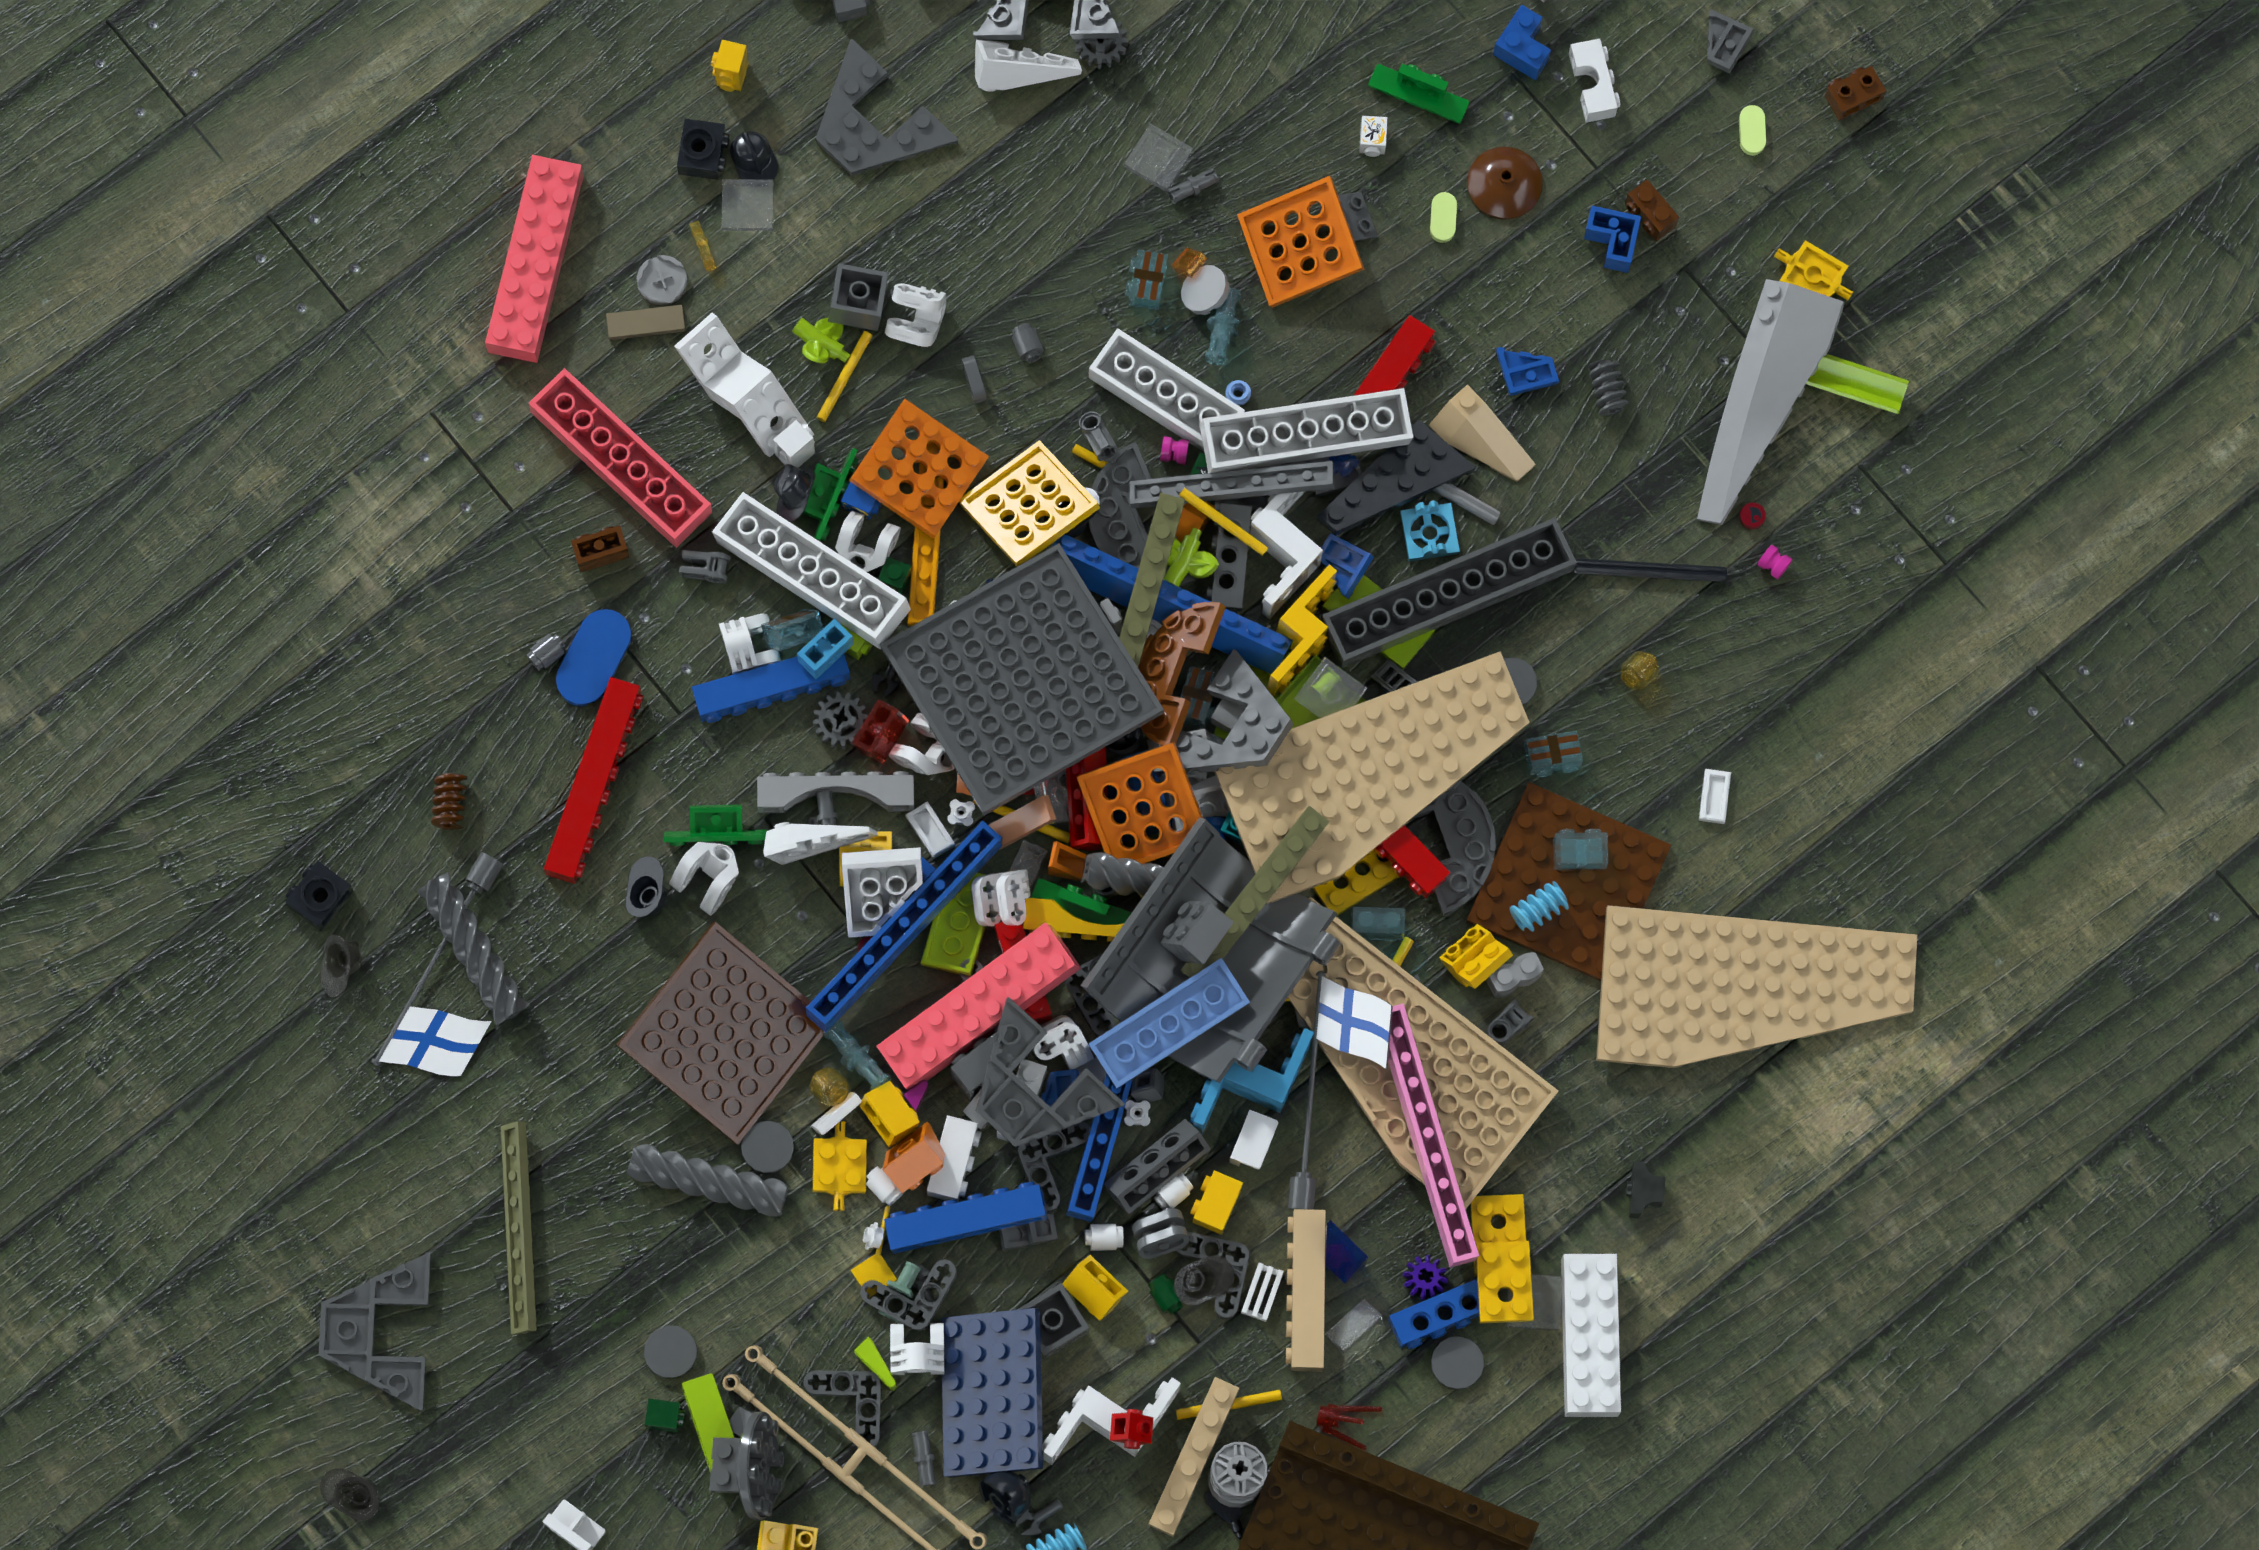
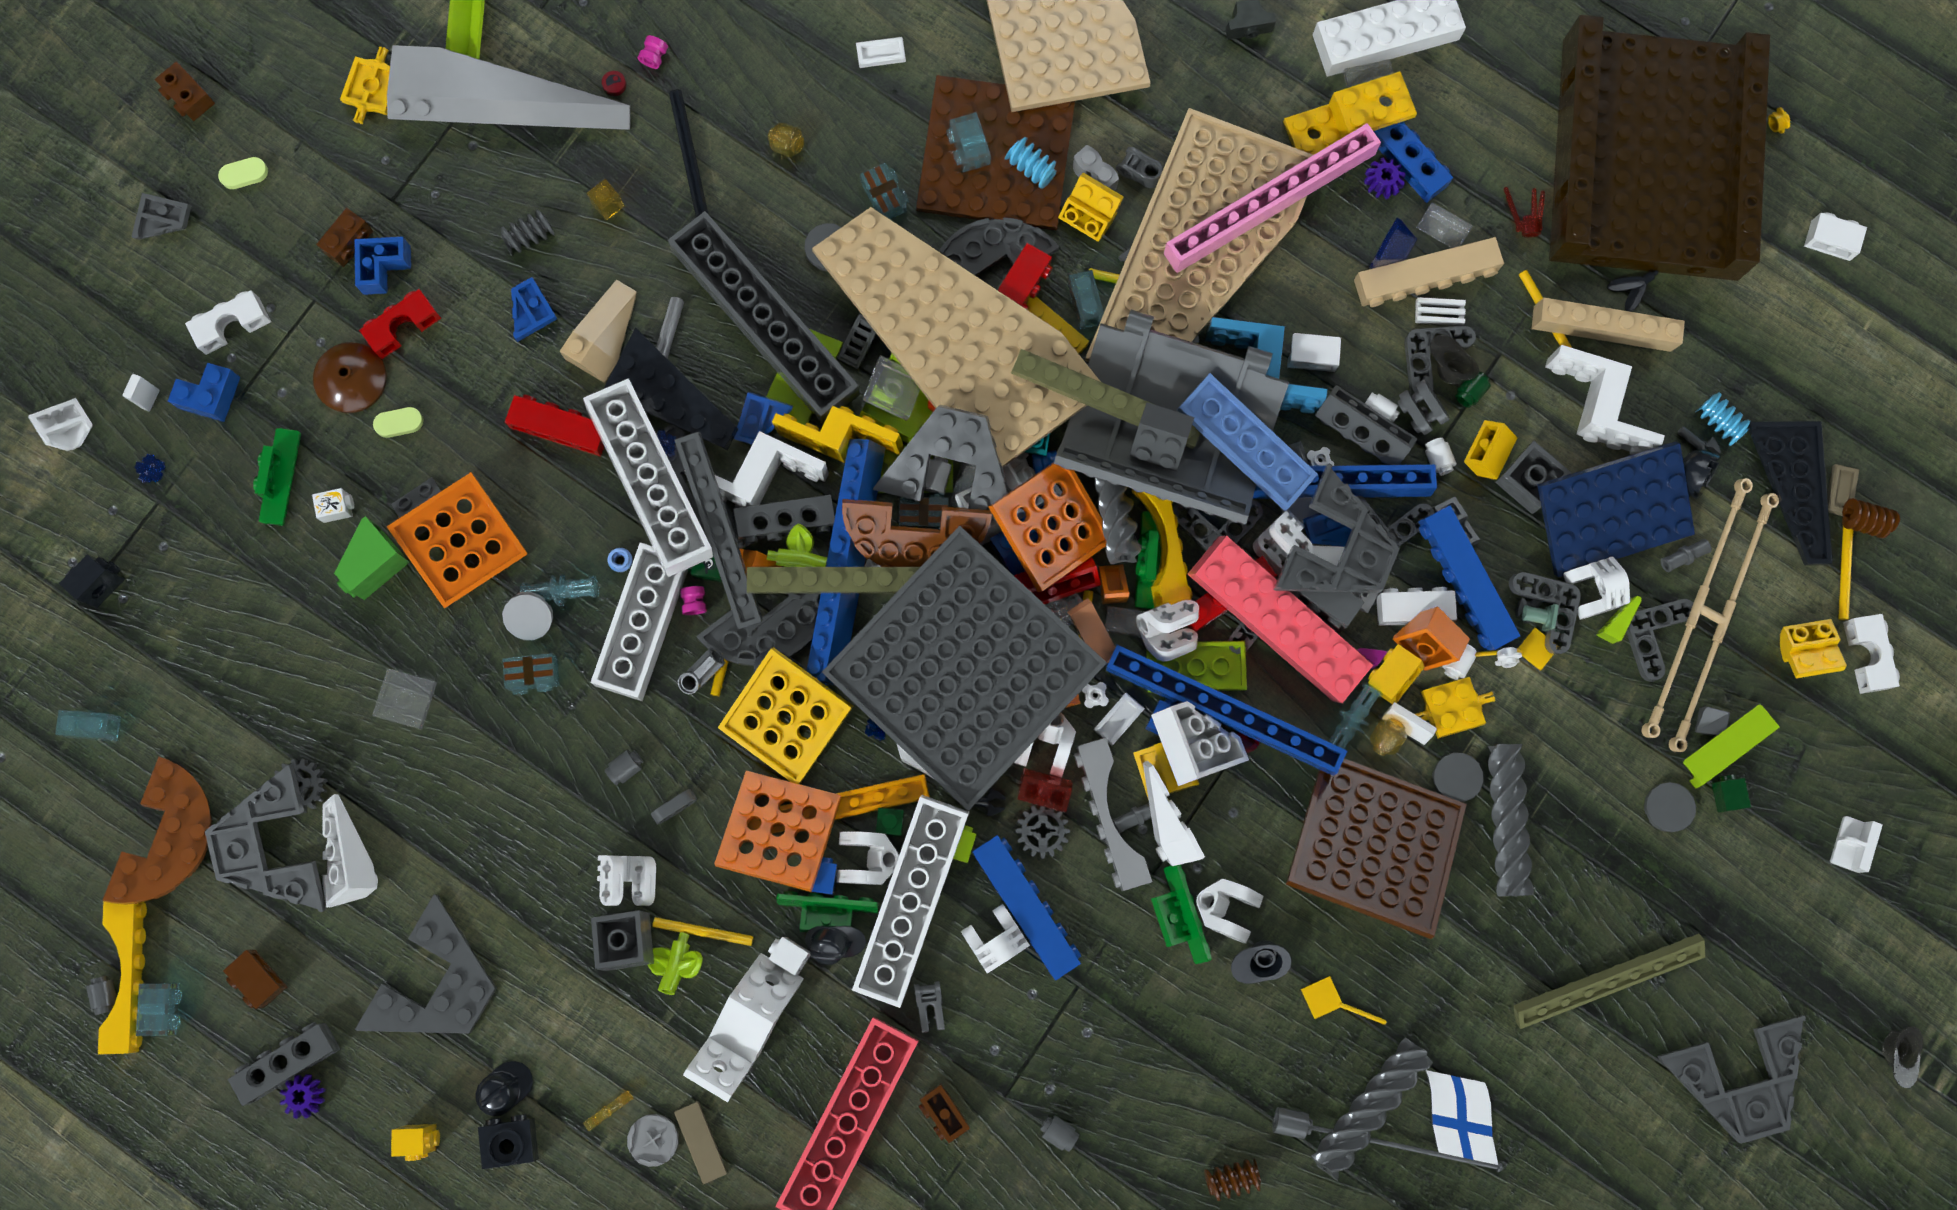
camera: 105 degrees left, 5 degrees up
(591, 946) = (1324, 998): none -> yellow piece
(593, 657) = (1049, 1085): blue tile -> none
(593, 780) = (1171, 1047): red brick -> none
(744, 1465) = (1761, 700): dark grey bracket -> none
(747, 205) = (553, 1079): clear tile -> none
(792, 629) = (971, 901): clear light blue brick -> none
(825, 648) = (987, 861): dark azure brick -> none
(1112, 615) = (872, 608): light grey plate -> none
(1137, 1428) = (1624, 369): red brick -> none
(1189, 262) = (503, 639): clear orange tile -> none
(1192, 185) = (425, 658): dark grey pin -> none
(1217, 1202) = (1379, 367): yellow brick -> none
(1223, 521) = (756, 529): yellow bar -> none
(1232, 1488) = (1604, 291): light grey wheel -> none
(1304, 153) = (368, 561): none -> bright green slope
(1350, 1024) = (1196, 285): flag -> none
(1444, 511) = (714, 331): medium azure piece -> none
(1457, 1363) = (1446, 135): dark grey tile -> none
(1539, 221) = (381, 332): none -> red arch
(1622, 473) = (605, 199): none -> clear yellow brick

